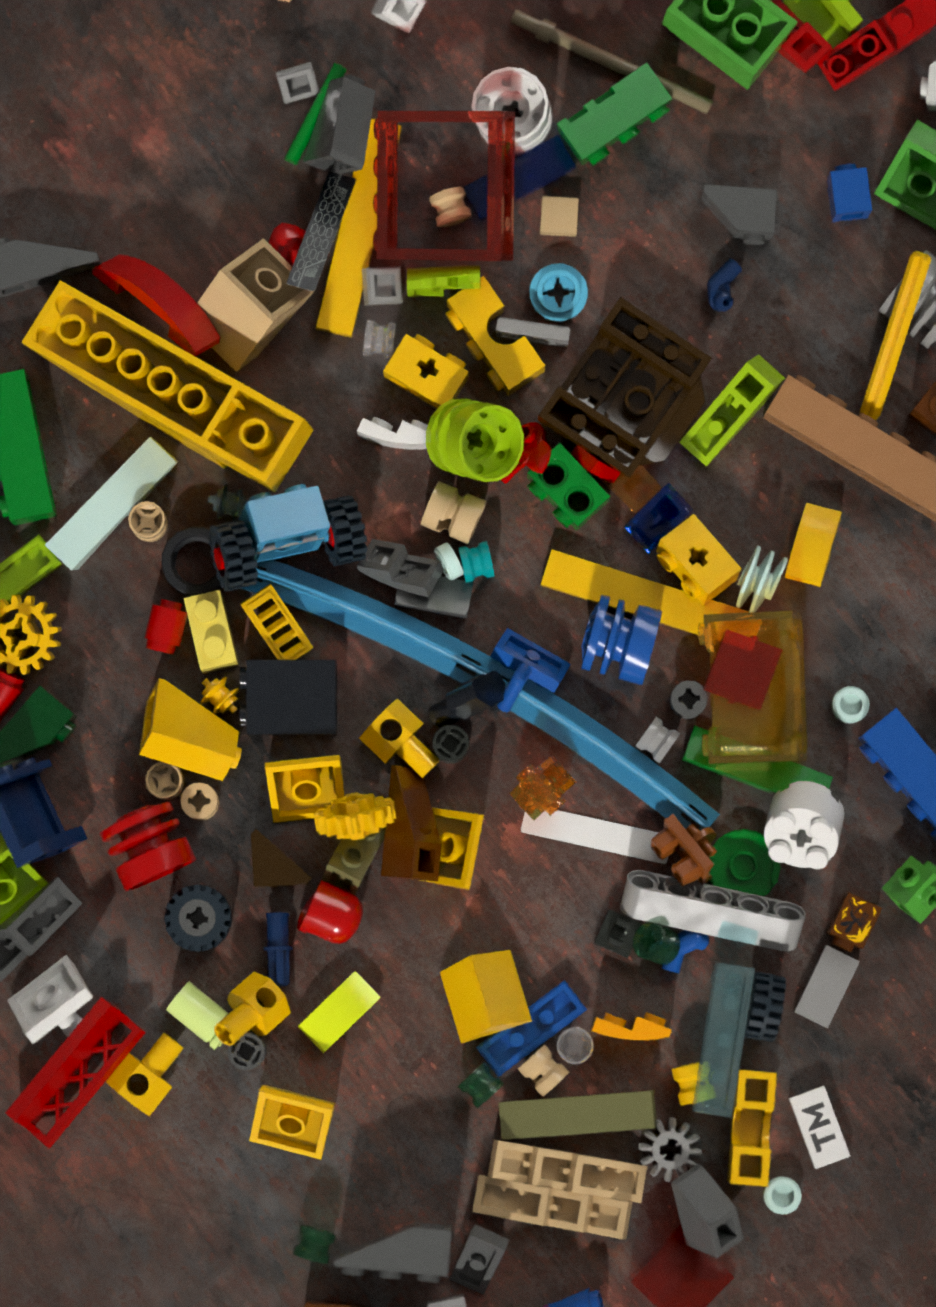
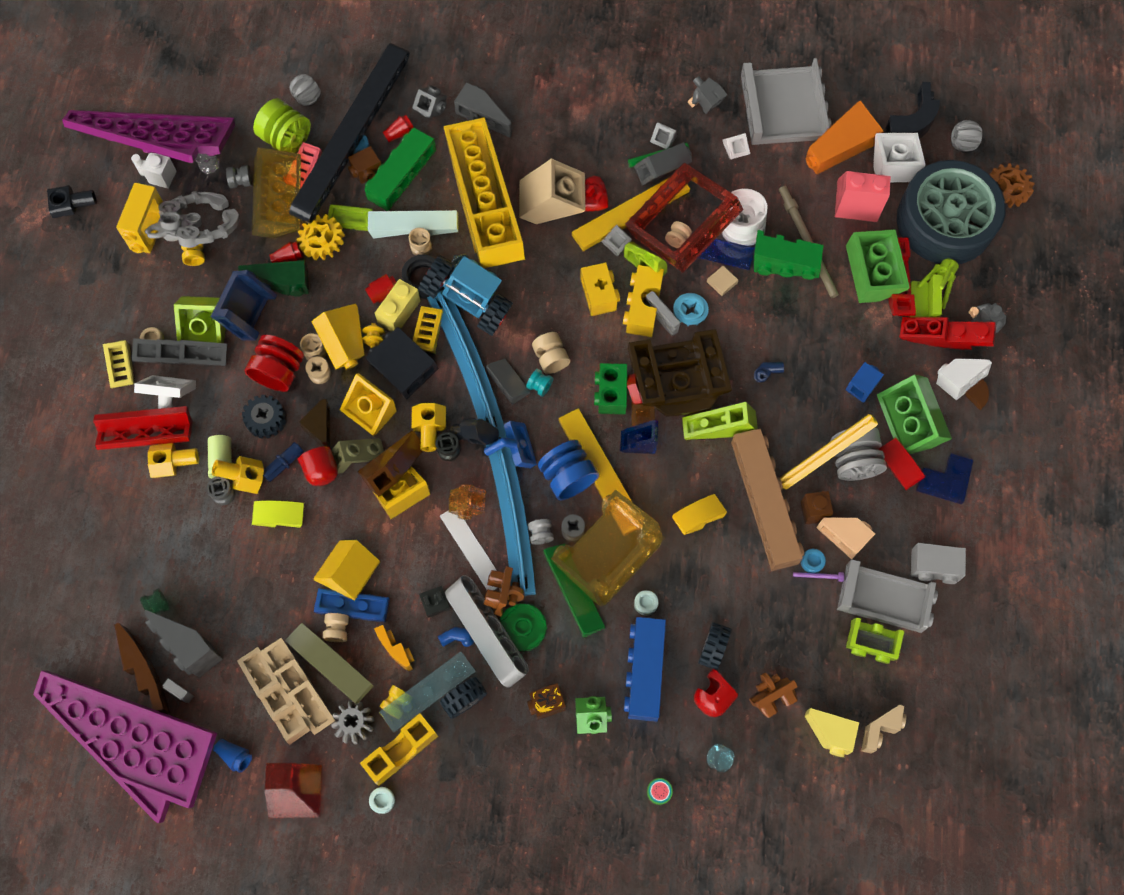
camera: 45 degrees right, 15 degrees down
(162, 295) = (519, 163): red slope -> none
(291, 1121) = (206, 539): yellow slope -> none
(321, 231) = (611, 190): black sticker -> none
(355, 816) = (371, 430): yellow gear -> none
(379, 339) = (592, 256): clear wheel -> none
(394, 567) = (503, 355): dark grey slope -> none
(407, 437) = (560, 303): white slope -> none
(449, 561) = (527, 371): light aqua tile -> none
(474, 439) = (600, 333): lime wheel -> none
(479, 1259) = (216, 684): dark grey slope -> none
(480, 1085) = (301, 606): clear green wheel -> none
(535, 452) = (609, 356): red plate -> none
(574, 1045) = (359, 627): clear wheel -> none
(659, 952) = (445, 620): clear green wheel -> none
(695, 542) = (638, 470): yellow brick -> none
(706, 1213) = (335, 767): dark grey slope -> none
(742, 669) = (610, 535): clear red piece -> none
(743, 210) = (808, 347): dark grey slope -> none
(759, 579) = (656, 503): light aqua piece -> none
(803, 825) = (567, 630): white brick -> none
(819, 1127) = (432, 785): white tile -> none
(826, 986) = (504, 721): light grey tile -> none

